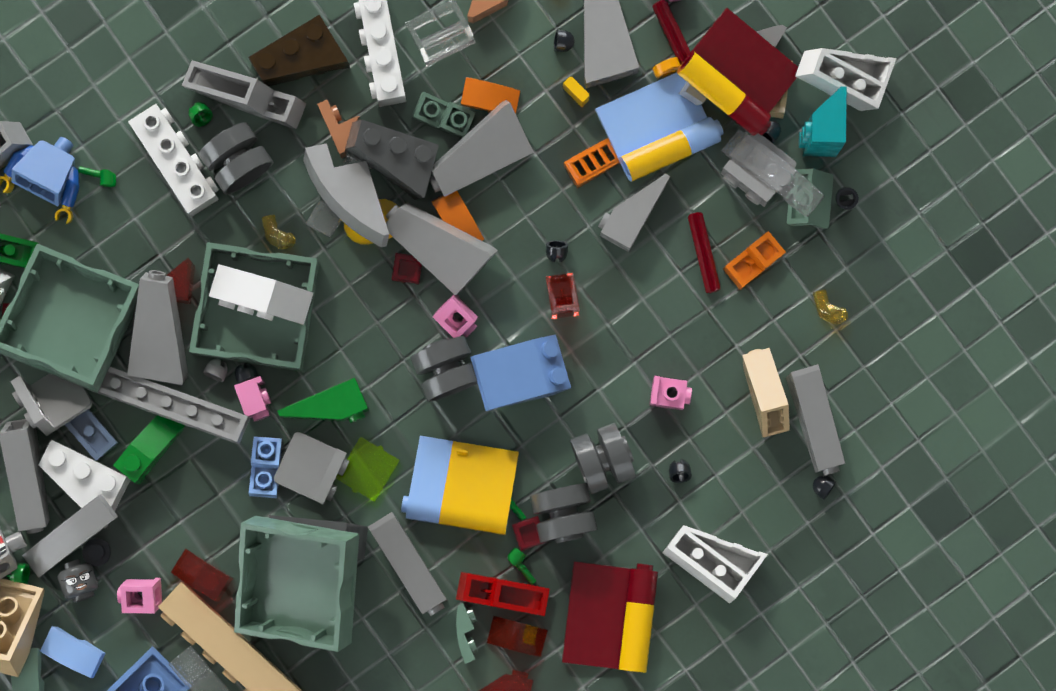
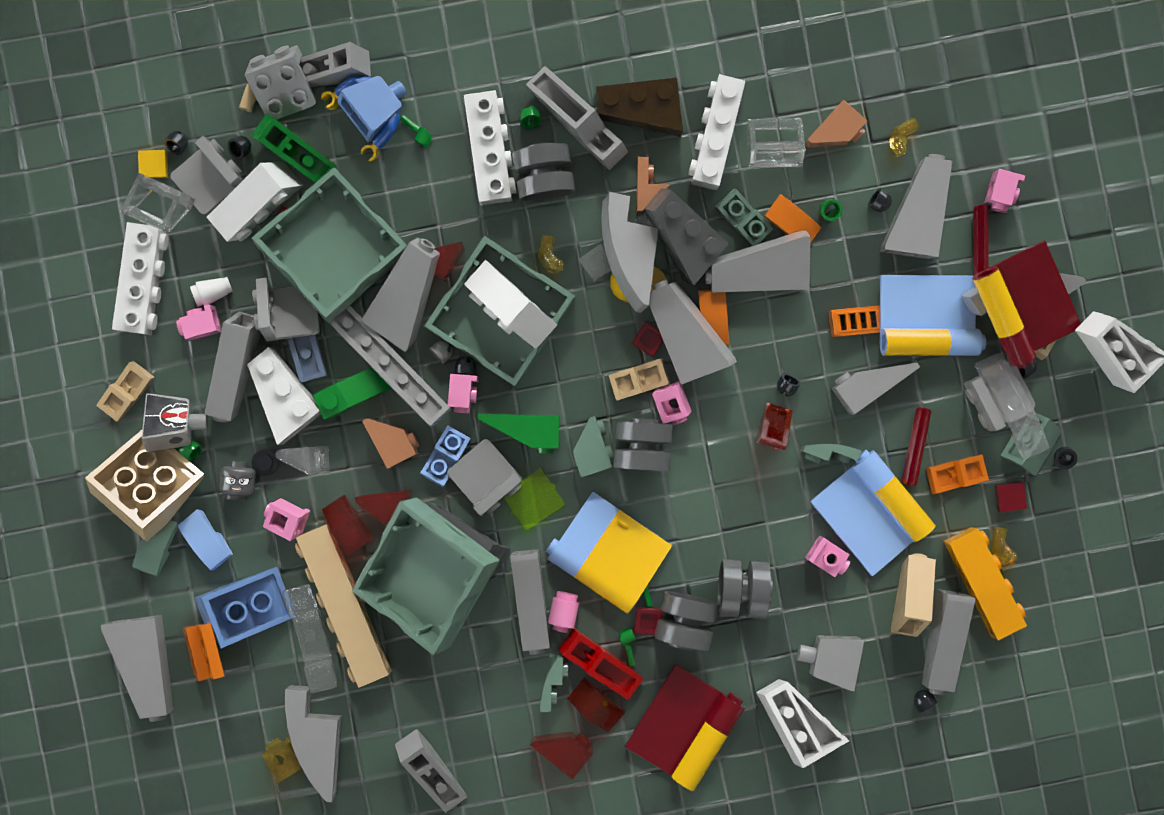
camera: 25 degrees right, 5 degrees up
(70, 535) = (247, 439): light grey slope -> none
(135, 526) = (308, 459): none -> clear tile
(209, 476) = (392, 442): none -> nougat slope
(226, 538) = (383, 504): none -> clear red slope
(399, 397) = (591, 451): none -> sand green slope
(415, 310) = (639, 379): none -> tan slope
(444, 560) = (563, 611): none -> bright pink brick
(520, 372) = (707, 480): medium blue slope -> none
(524, 74) = (834, 213): none -> green hinge
(576, 91) = (871, 251): yellow tile -> none
(617, 297) = (820, 452): none -> sand green slope
(666, 67) = (961, 267): light orange tile -> none
(680, 471) = (804, 629): black hinge -> none
(691, 332) = (872, 512): none -> light blue door
(719, 487) = (834, 659): none -> light grey torso
(814, 258) = (1010, 497): none -> dark red tile
(826, 129) = (1083, 389): teal slope -> none
(828, 349) = (985, 583): none -> light orange brick

